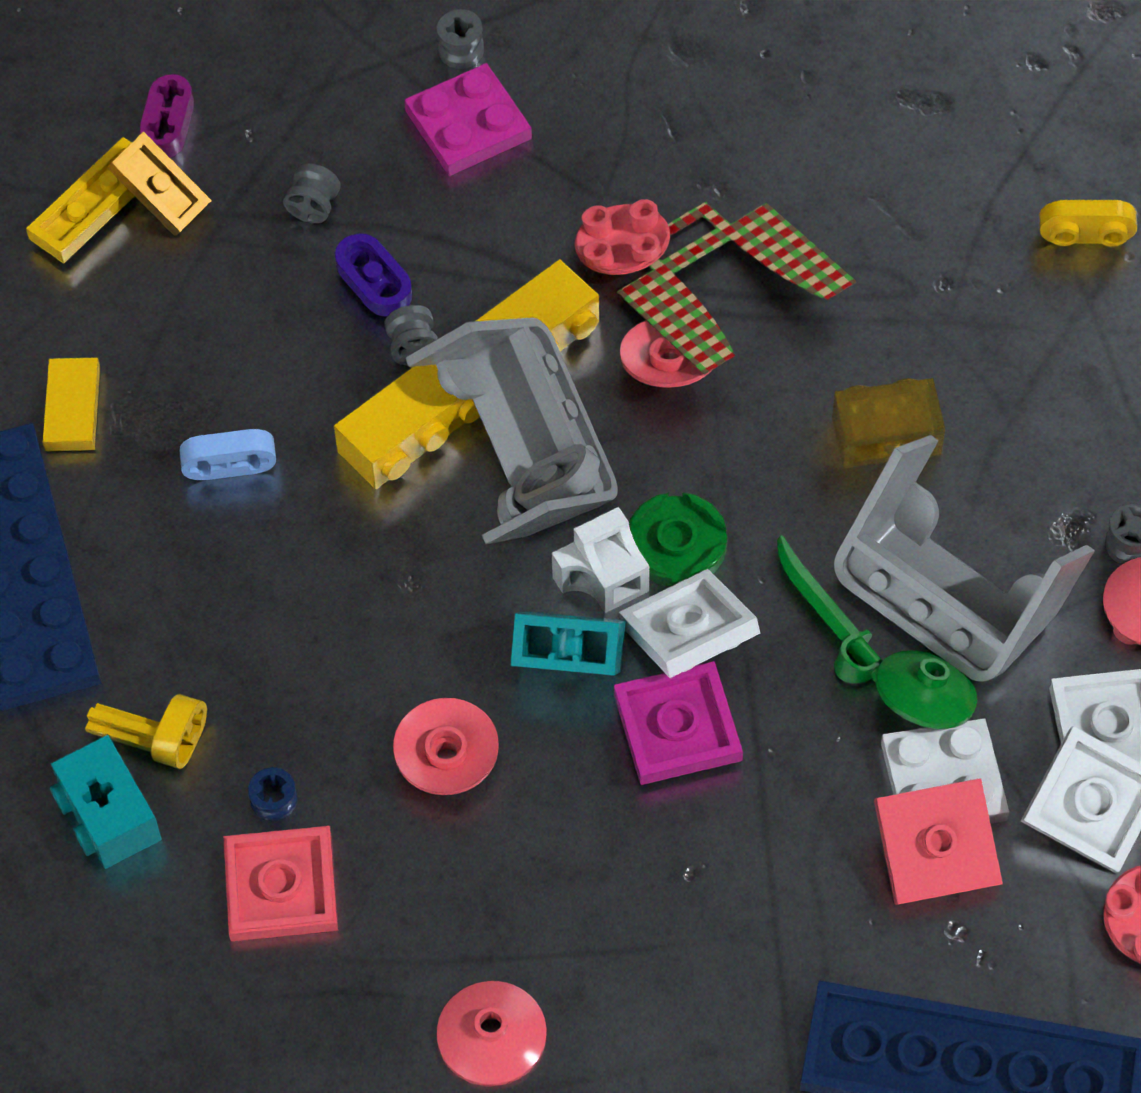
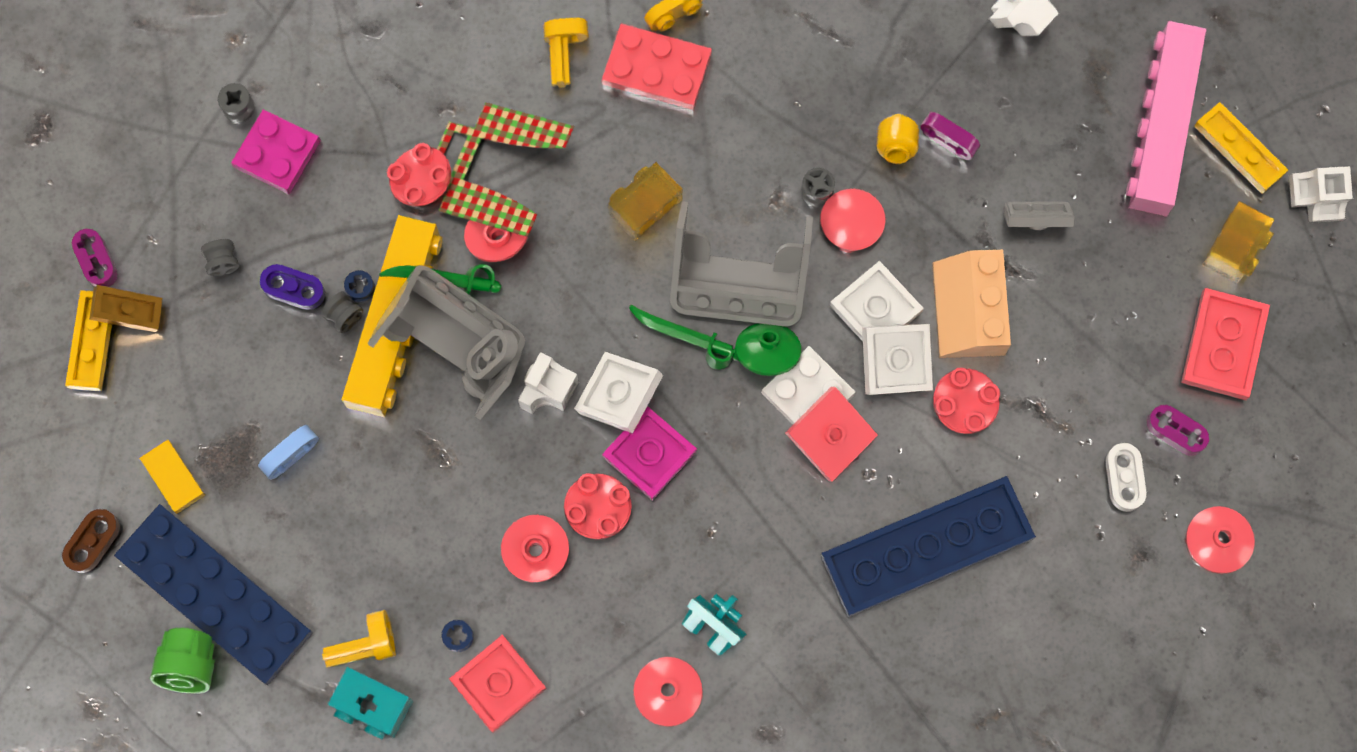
camera: 35 degrees left, 15 degrees up
(449, 310) = (350, 282): none -> dark blue bush
(564, 747) = (597, 506): none -> coral dish
(568, 643) = (562, 446): teal brick -> none
(583, 380) = (462, 281): none -> green sword
(606, 959) = (703, 612): none -> teal hips
(679, 537) = (575, 341): green tile -> none
(914, 174) = (558, 35): none -> yellow piece
(1018, 281) = (656, 66): none -> coral plate

